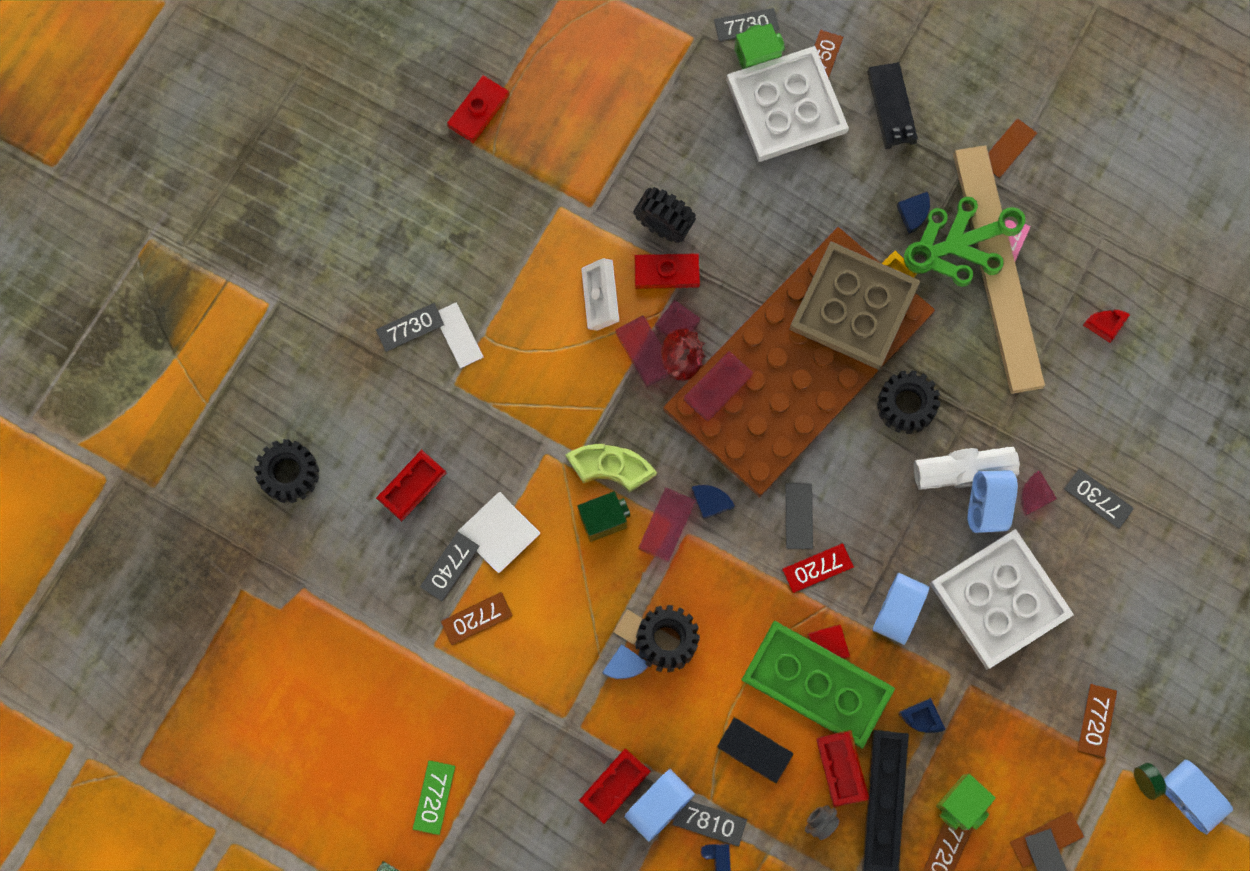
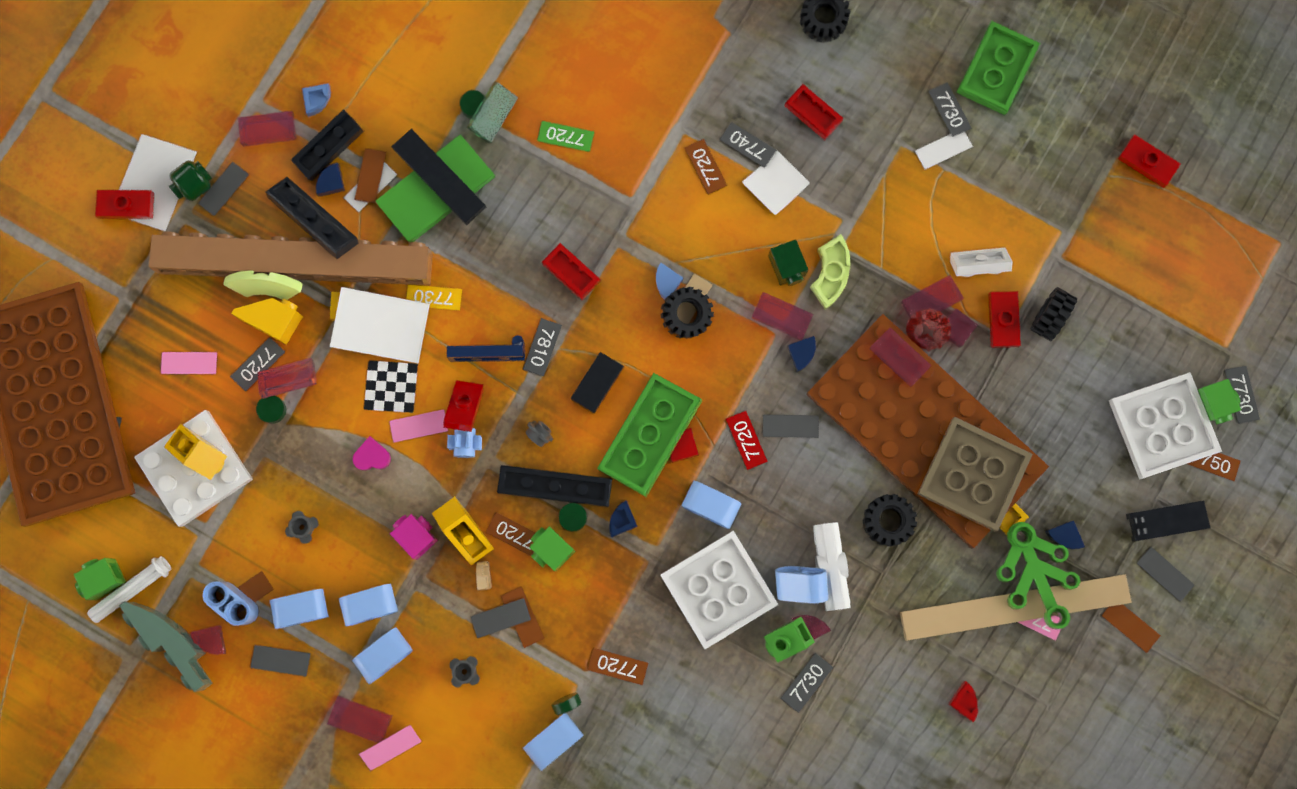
camera: 90 degrees right, 5 degrees up
(360, 270) = (998, 68): none -> bright green tile
(659, 805) = (555, 305): light blue beam -> none
(842, 768) = (581, 451): red plate -> none
(923, 778) = (572, 517): none -> dark green tile
(949, 110) = (1165, 574): none -> dark grey sticker
(1056, 516) = (788, 640): none -> bright green brick

